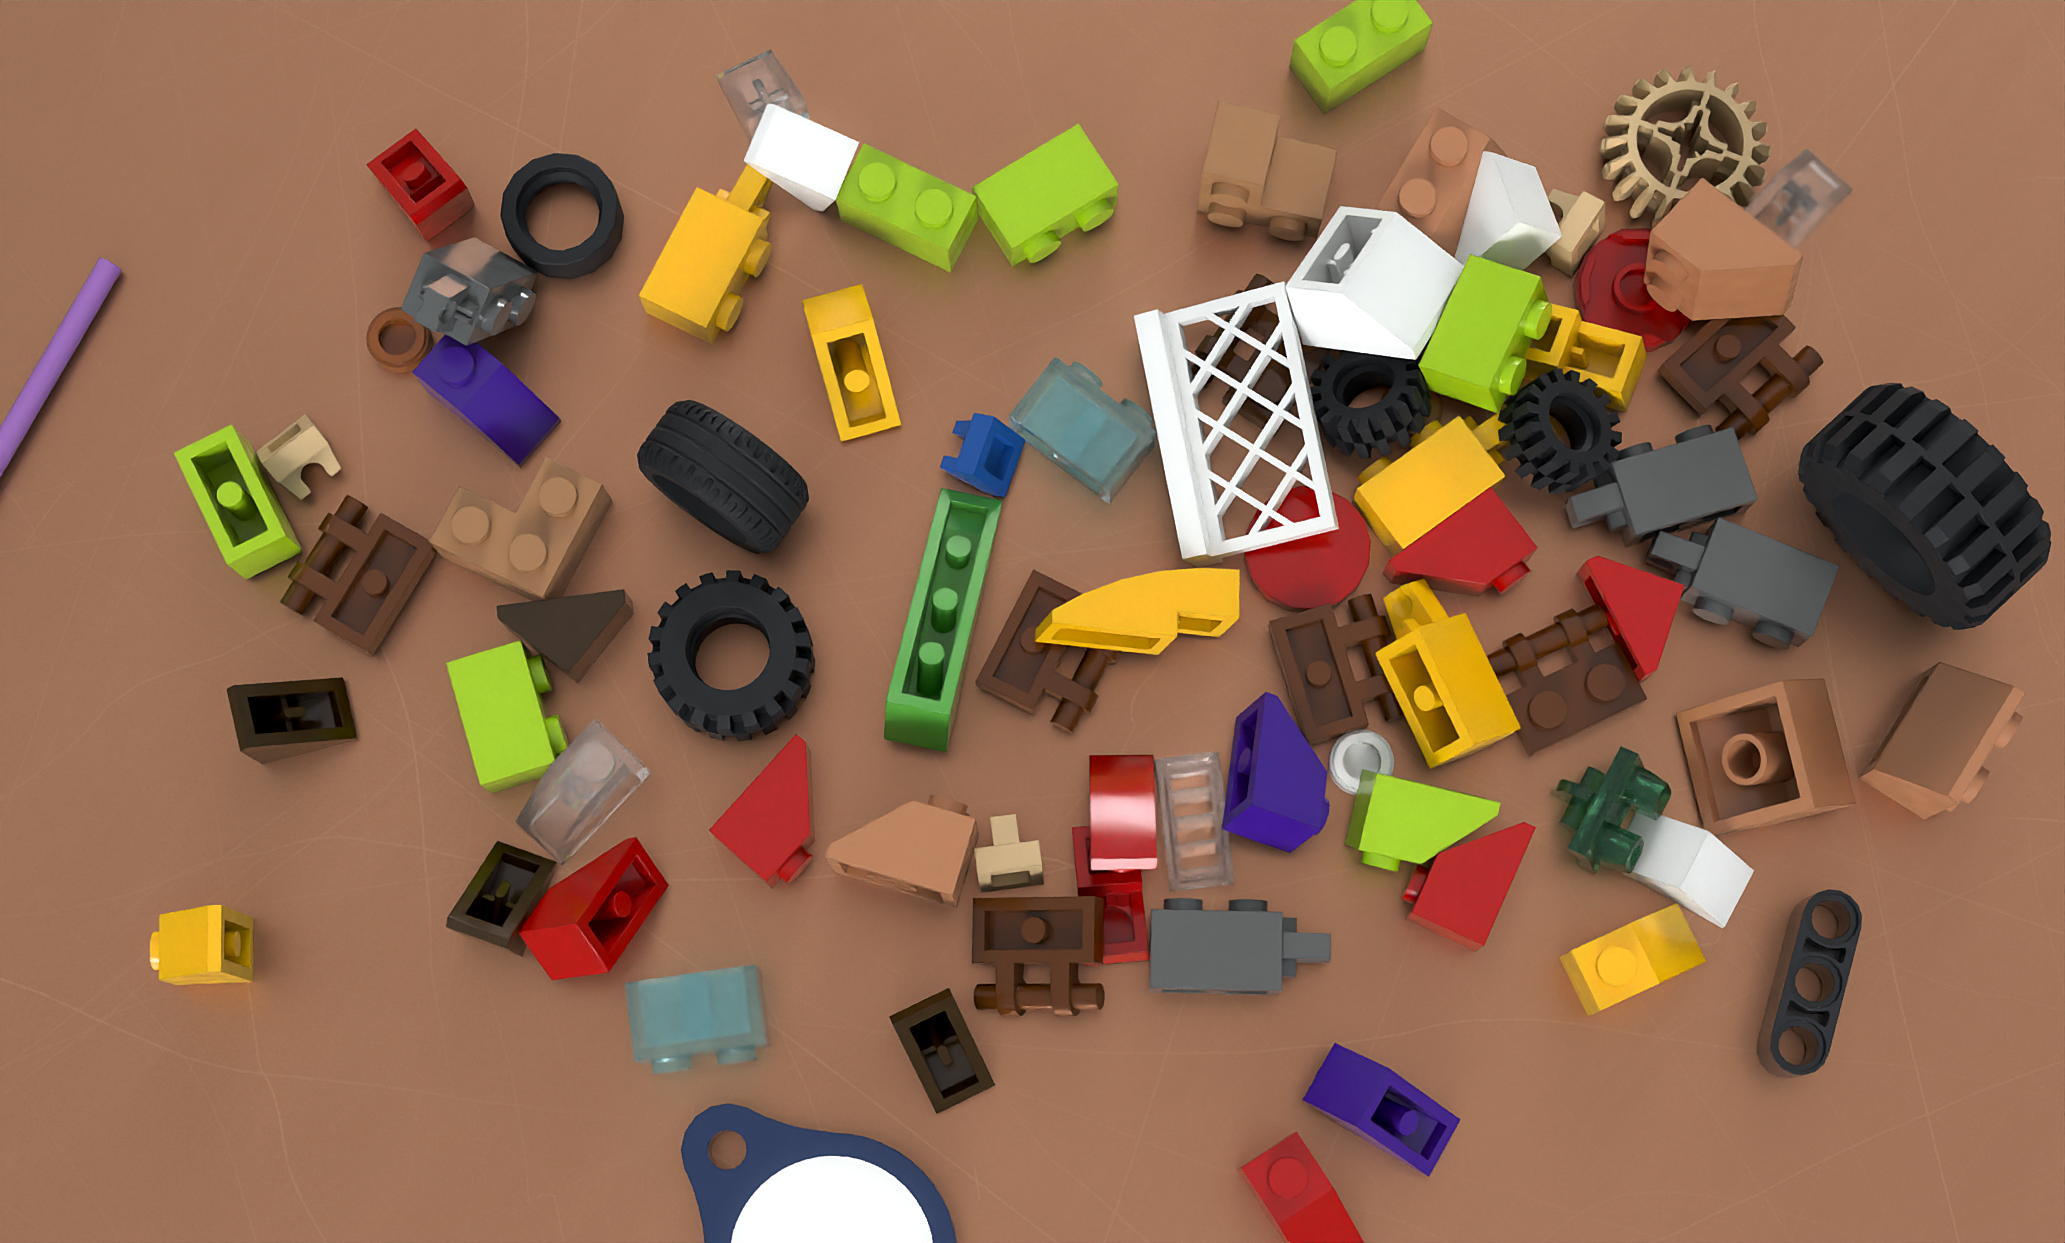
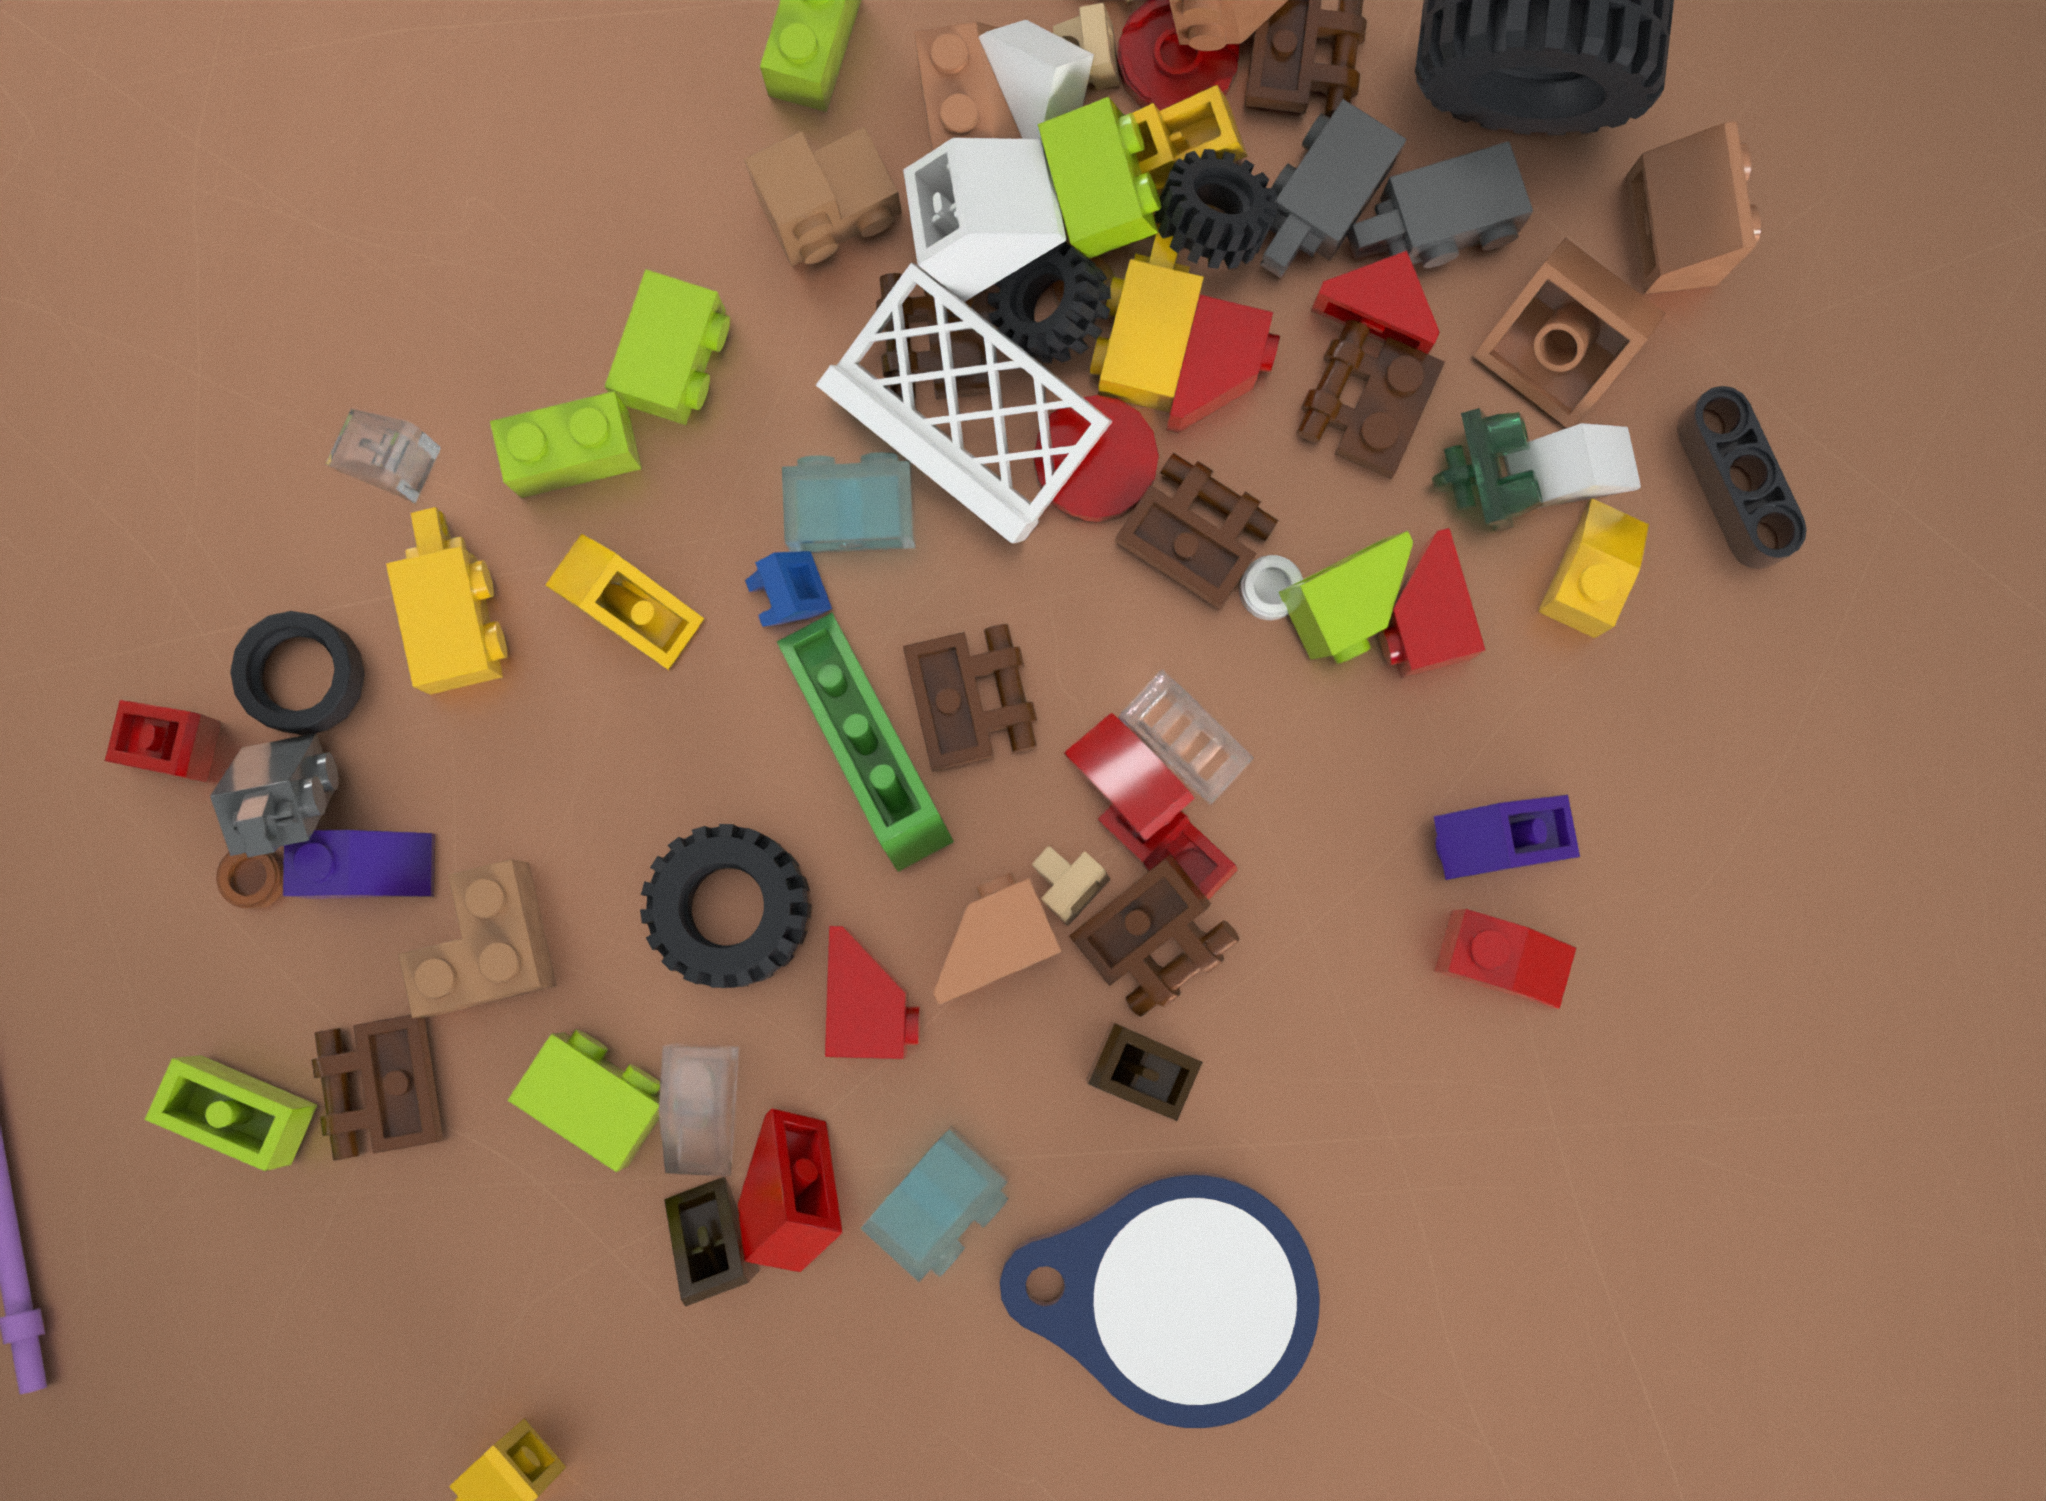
camera: 40 degrees left, 5 degrees up
(290, 717) = (419, 1244): dark brown slope -> none
(294, 449) = (241, 1031): tan tile -> none
(569, 629) = (582, 991): dark brown slope -> none
(723, 476) = (601, 773): black tyre -> none
(801, 156) = (448, 471): white slope -> none
(1147, 611) = (1020, 605): yellow slope -> none
(1227, 950) = (1294, 815): dark grey hinge -> none
(1274, 779) = (1220, 654): dark purple slope -> none
(1442, 678) = (1283, 471): yellow hinge -> none

